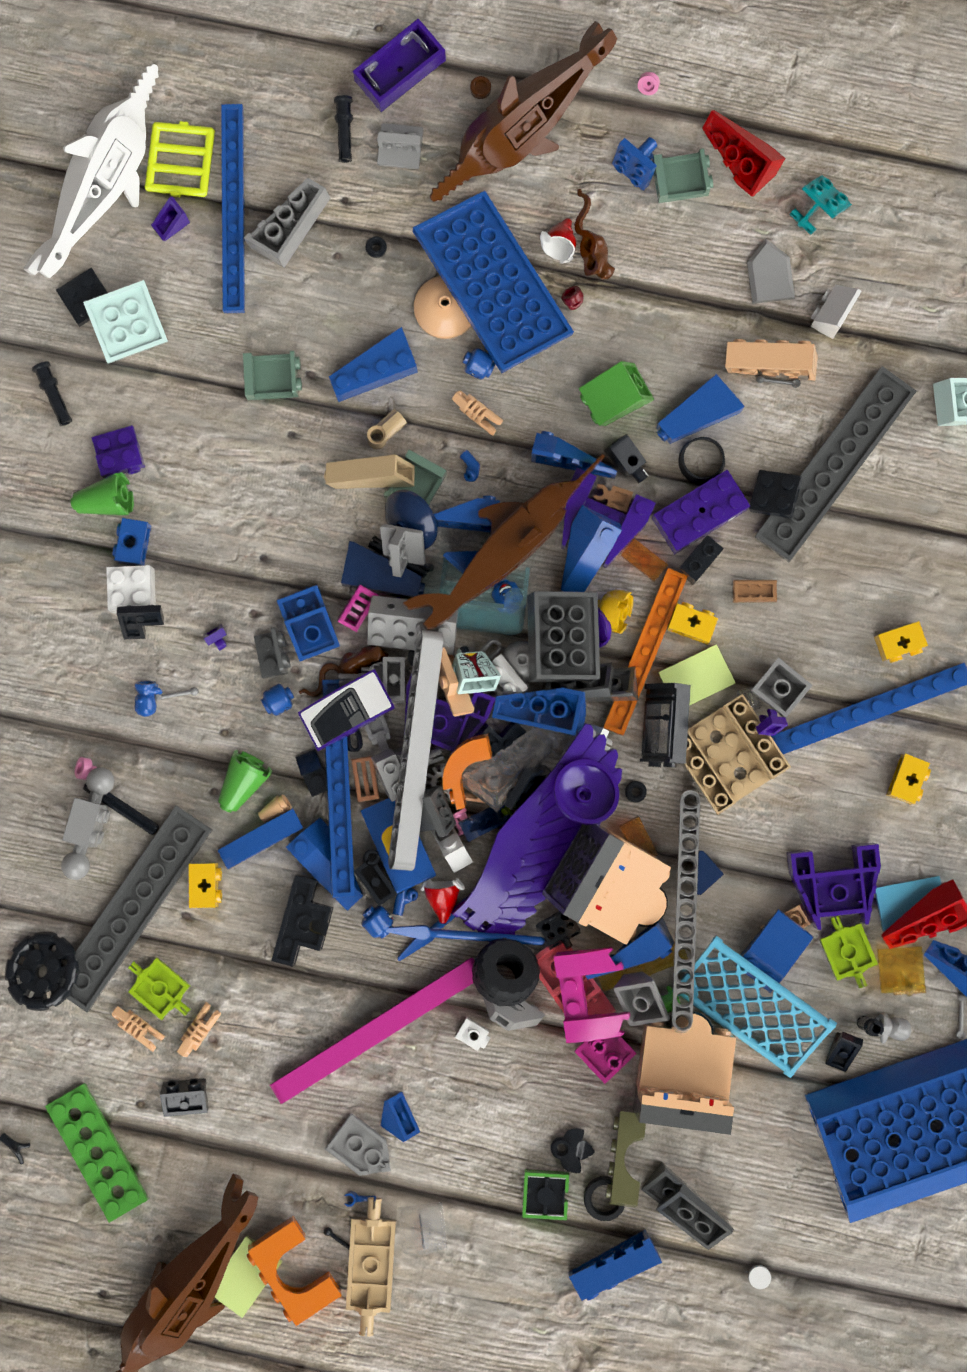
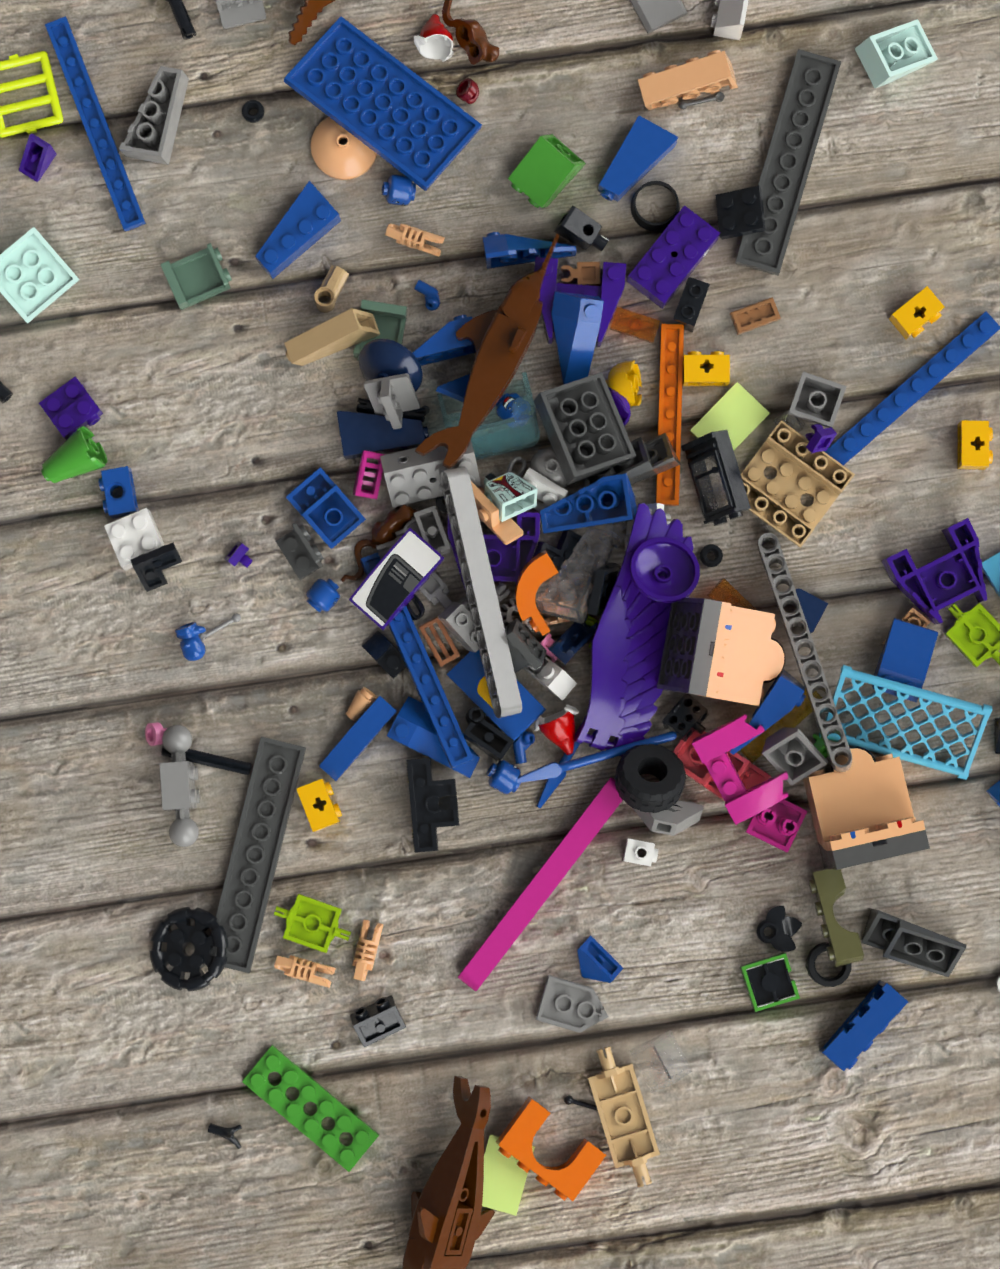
camera: 25 degrees left, 0 degrees up
(241, 781) = (317, 688): bright green cone -> none
(356, 1198) = (586, 1056): blue hand -> none

